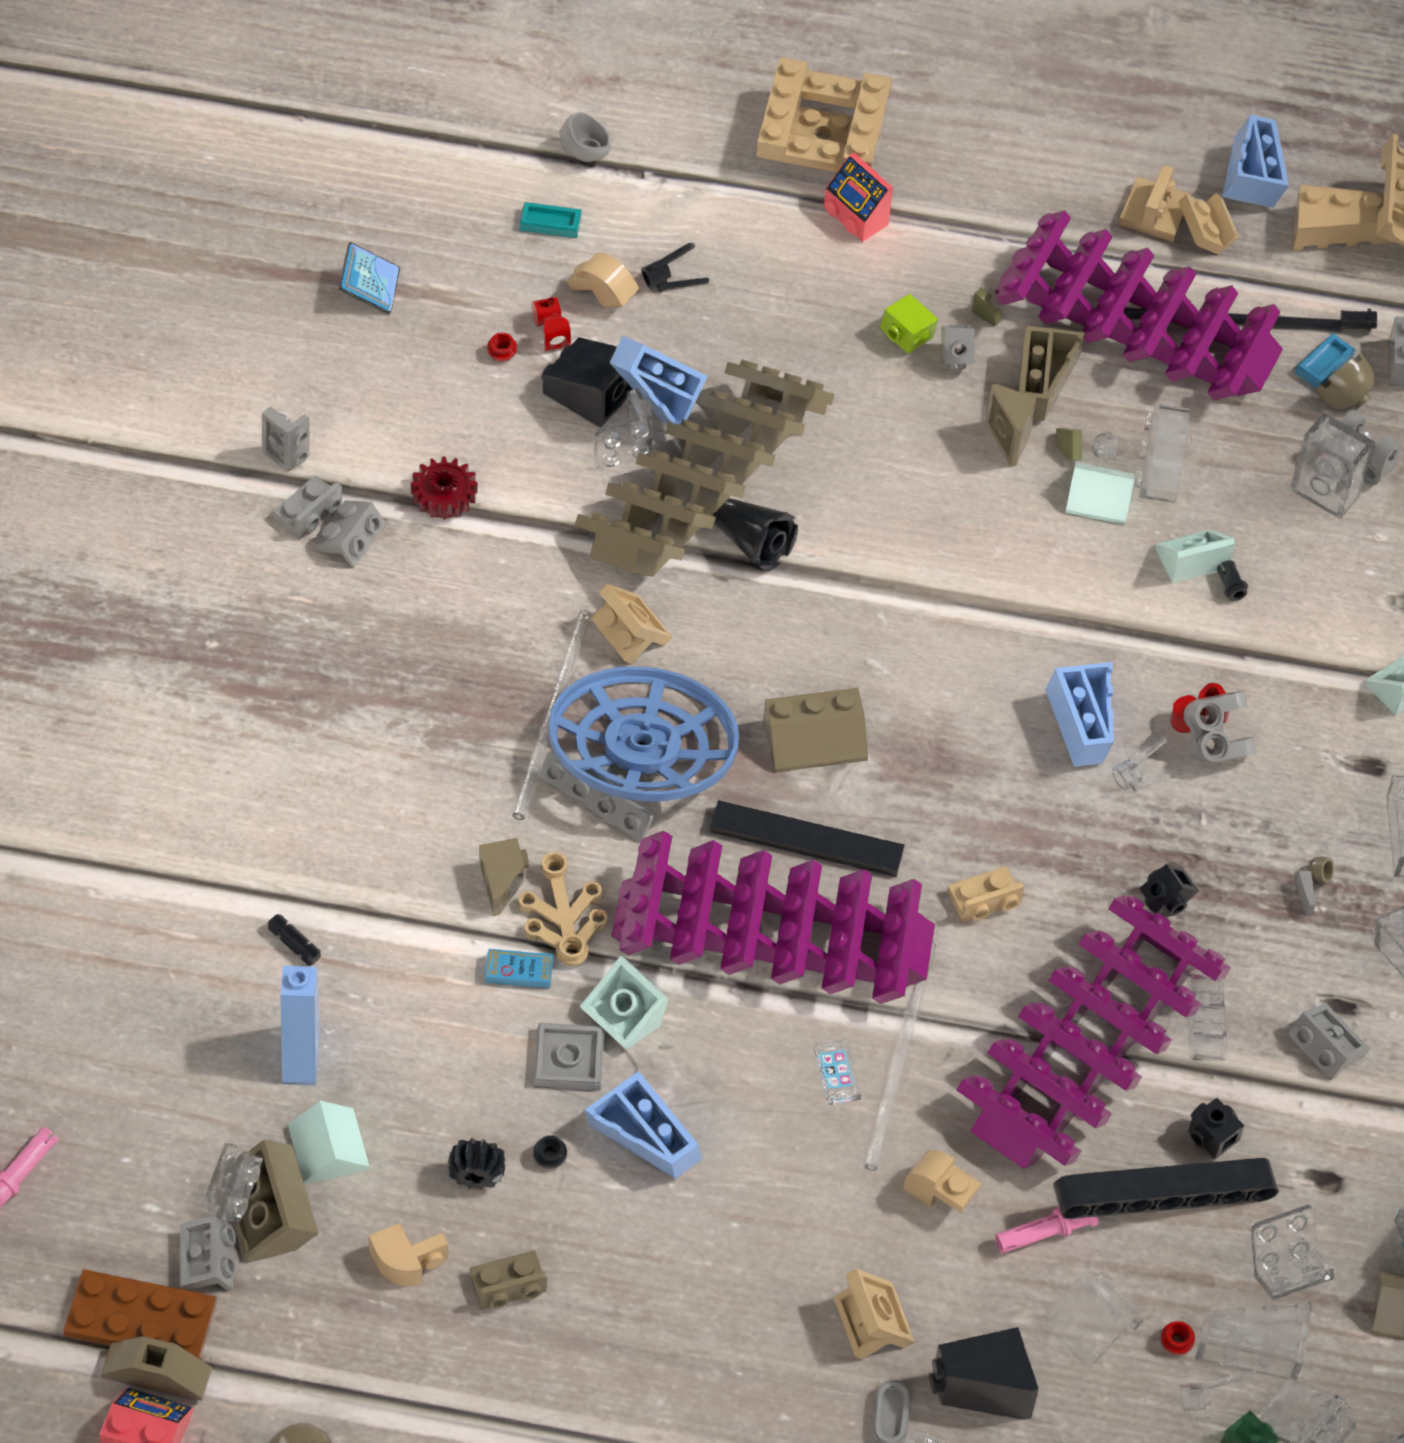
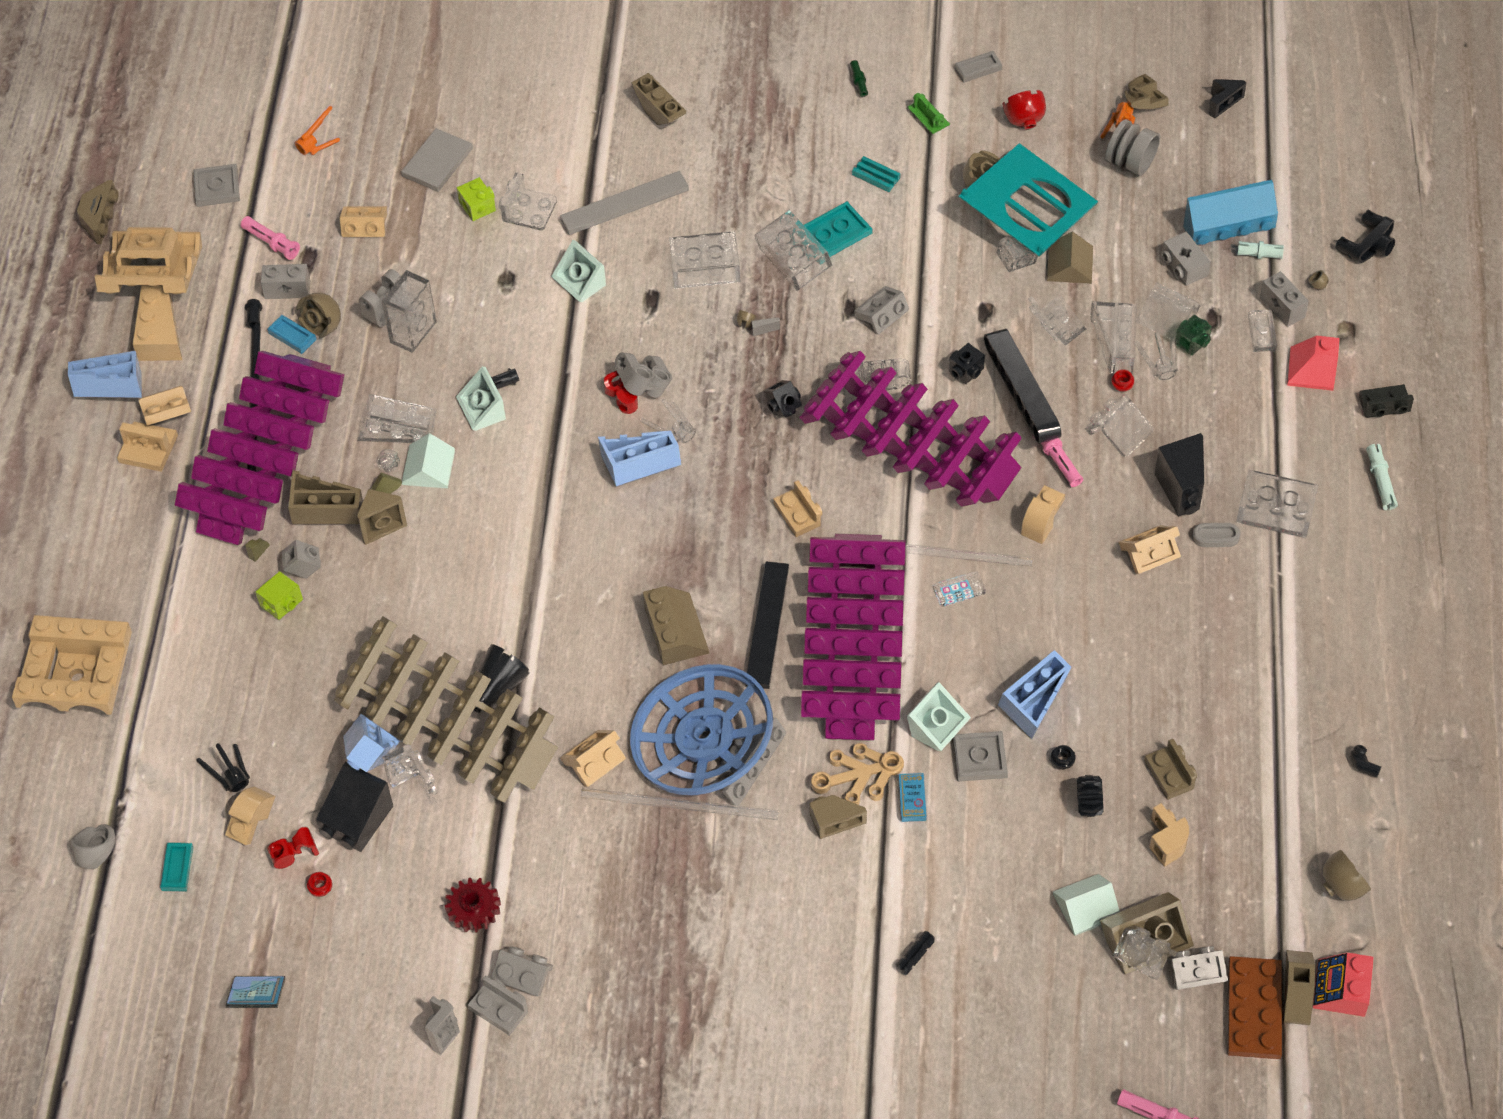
camera: 90 degrees left, 0 degrees up
(299, 1024) = (1008, 919): light blue slope -> none
(859, 198) = (155, 636): slope -> none

